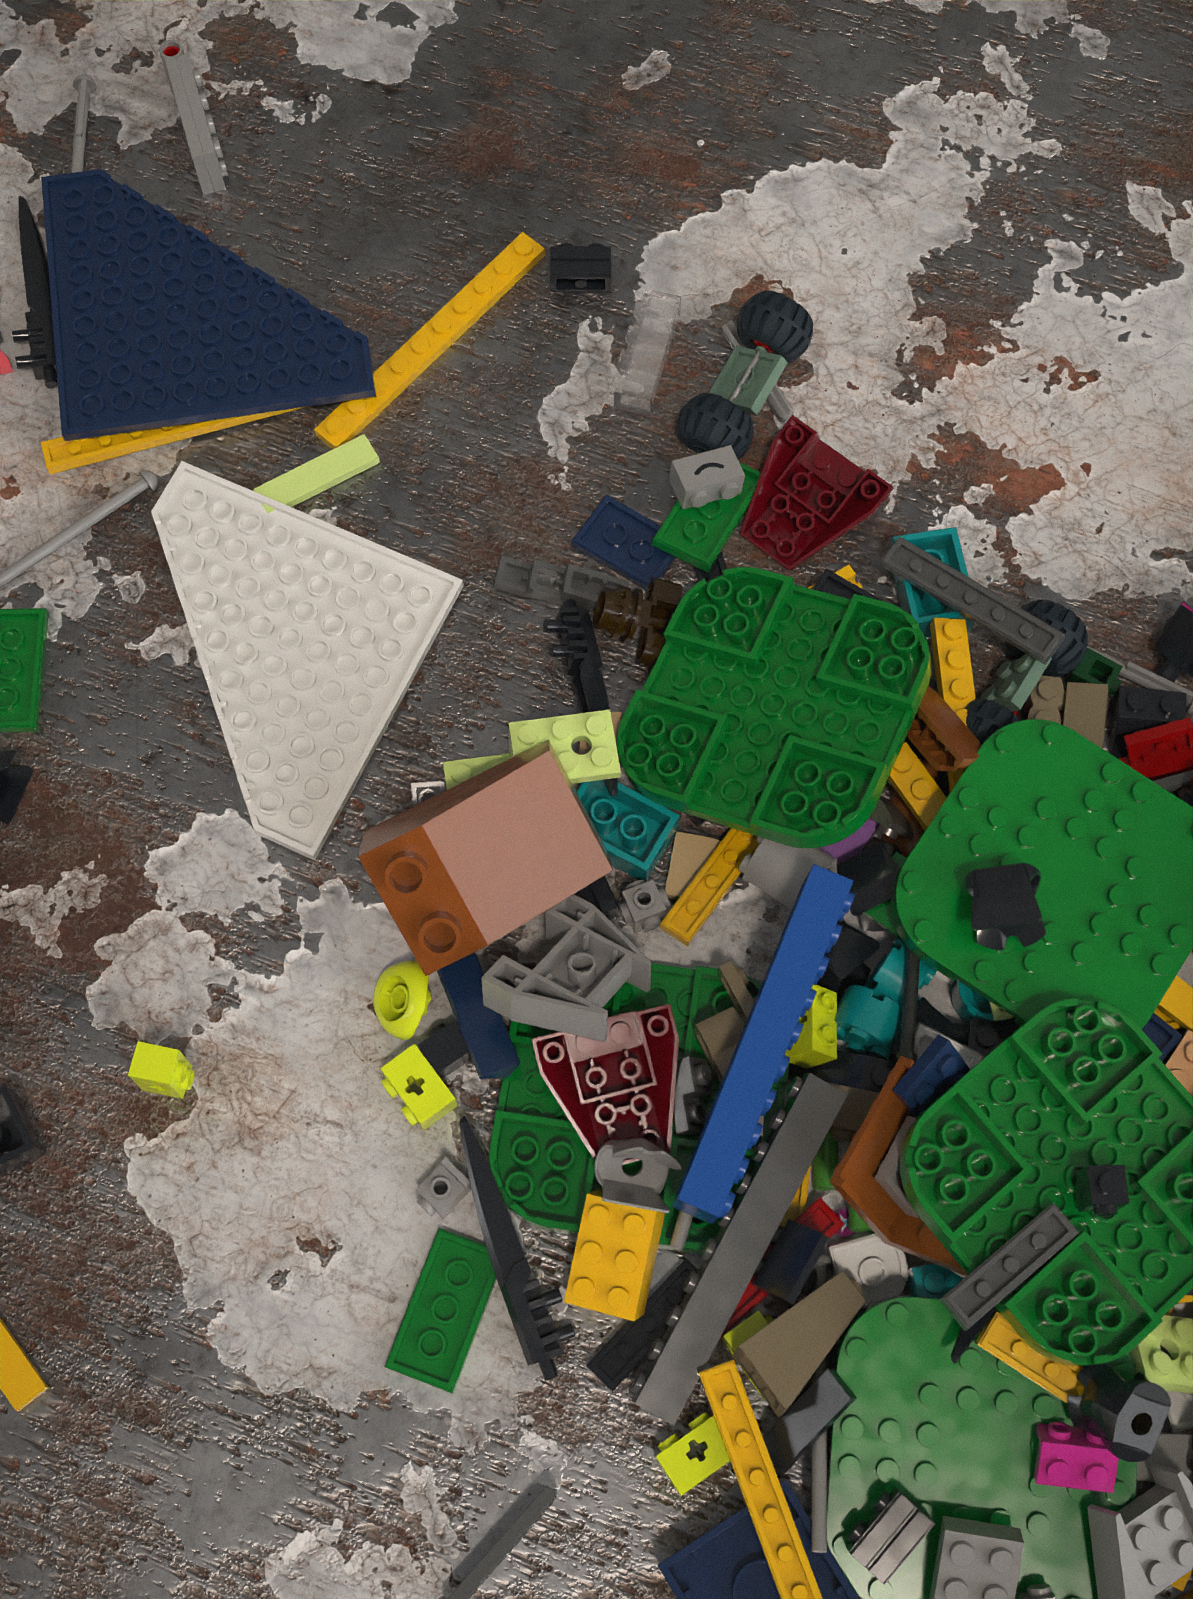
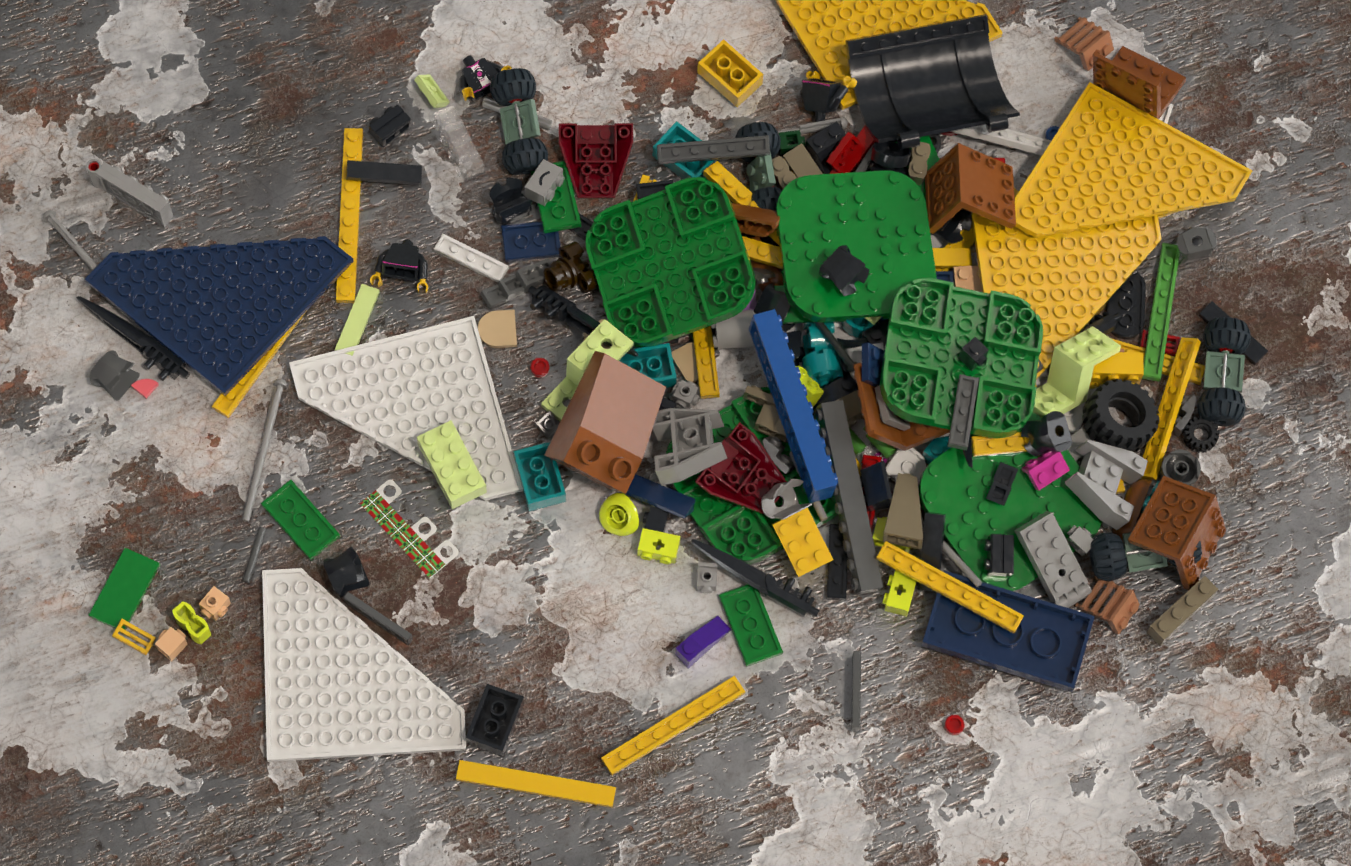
camera: 45 degrees left, 0 degrees up
(115, 796) = (405, 536): none -> piece
(161, 1070) = (545, 625): neon yellow brick -> none
(204, 1366) = (673, 725): none -> yellow plate
(245, 748) = (451, 464): none -> yellowish green brick
(331, 868) = (539, 477): none -> teal brick
(354, 1276) = (701, 641): none -> dark purple slope
(434, 444) = (402, 262): none -> black torso
(482, 623) = (498, 329): none -> tan tile
(488, 715) = (540, 367): none -> red tile
(518, 318) = (384, 172): none -> black tile
(531, 506) = (471, 258): none -> white tile
(642, 470) = (509, 202): none -> black piece
(672, 263) = (431, 91): none -> yellowish green plate
(738, 285) = (477, 77): none -> torso
(986, 1423) = (1002, 483): none -> black slope
(1089, 522) = (730, 73): none -> yellow brick

